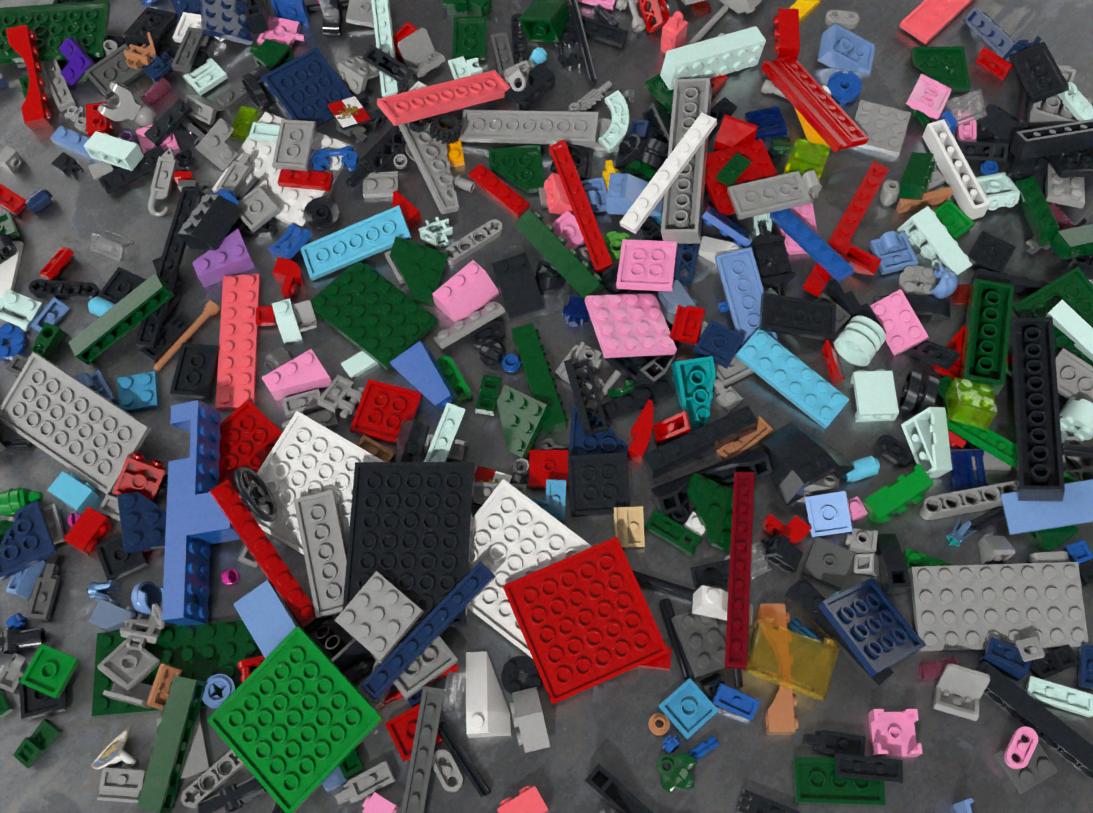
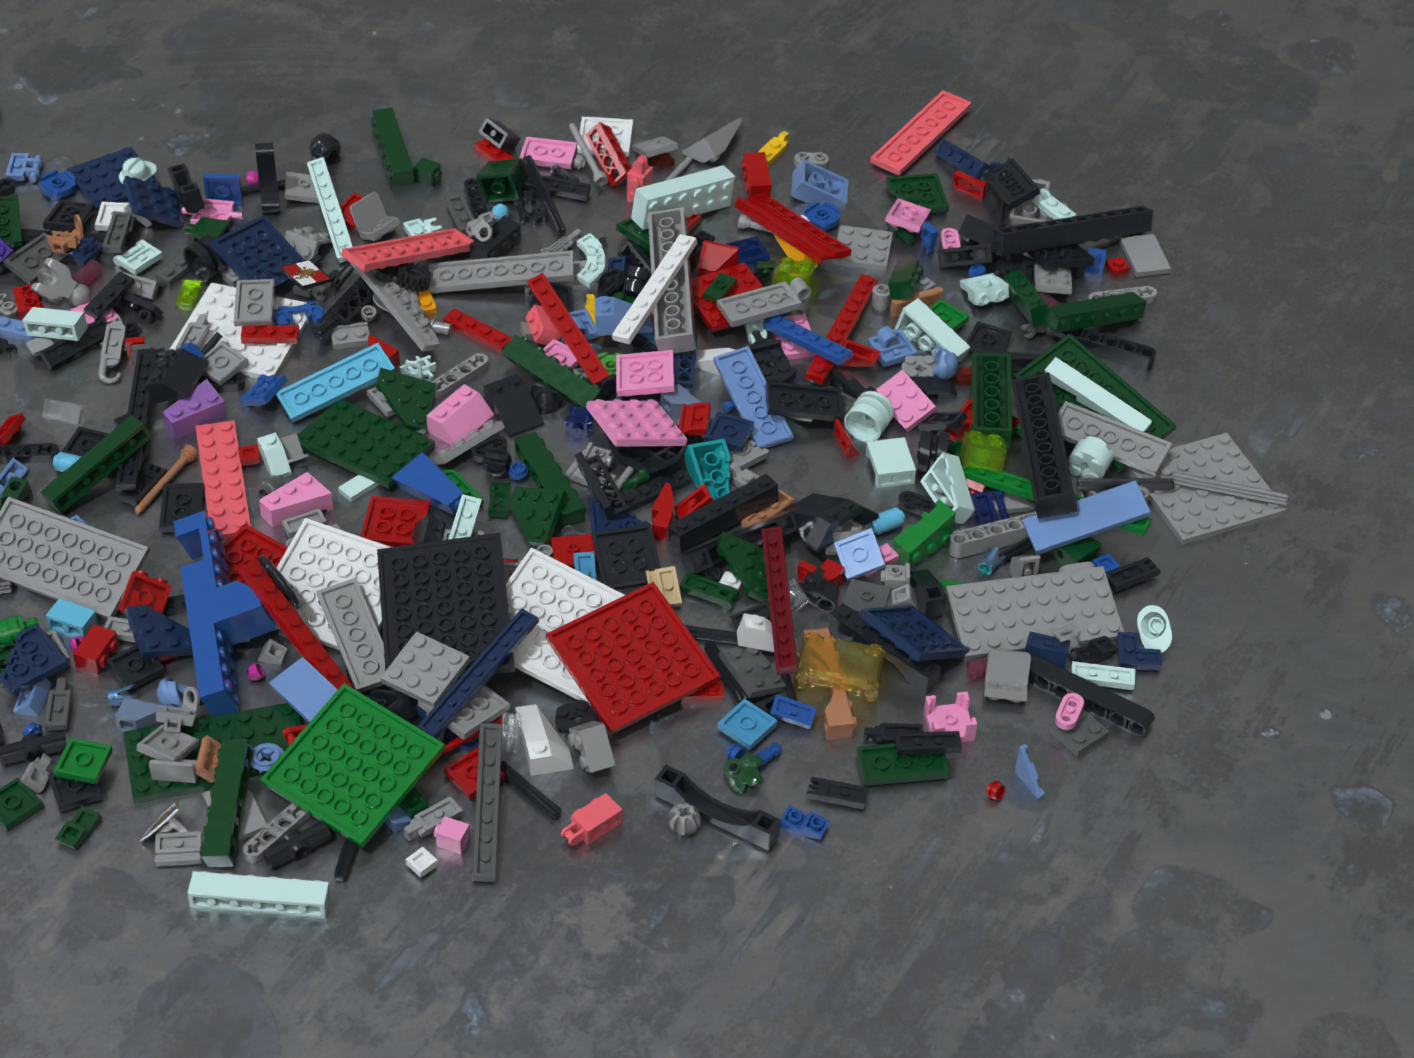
camera: 15 degrees left, 20 degrees down
(109, 44) = (27, 236): light grey plate -> none
(138, 392) = (125, 526): dark azure plate -> none
(214, 145) = (167, 314): light grey brick -> none
(264, 132) = (218, 298): light aqua tile -> none
(290, 275) = (267, 417): red brick -> none
(319, 207) = (292, 362): black dish -> none
(336, 393) = (345, 510): light grey plate -> none
(388, 65) = (341, 227): black slope -> none
(447, 771) = (516, 799): light grey plate -> none
(469, 37) = (422, 201): dark green plate -> none
(519, 165) = (496, 306): dark green plate -> none
(655, 730) = (720, 740): nougat plate -> none
(727, 226) = (719, 335): blue plate -> none
(792, 378) = (807, 455): medium azure plate -> none
(955, 169) = (943, 273): white brick -> none
(967, 107) = (947, 220): clear plate -> none

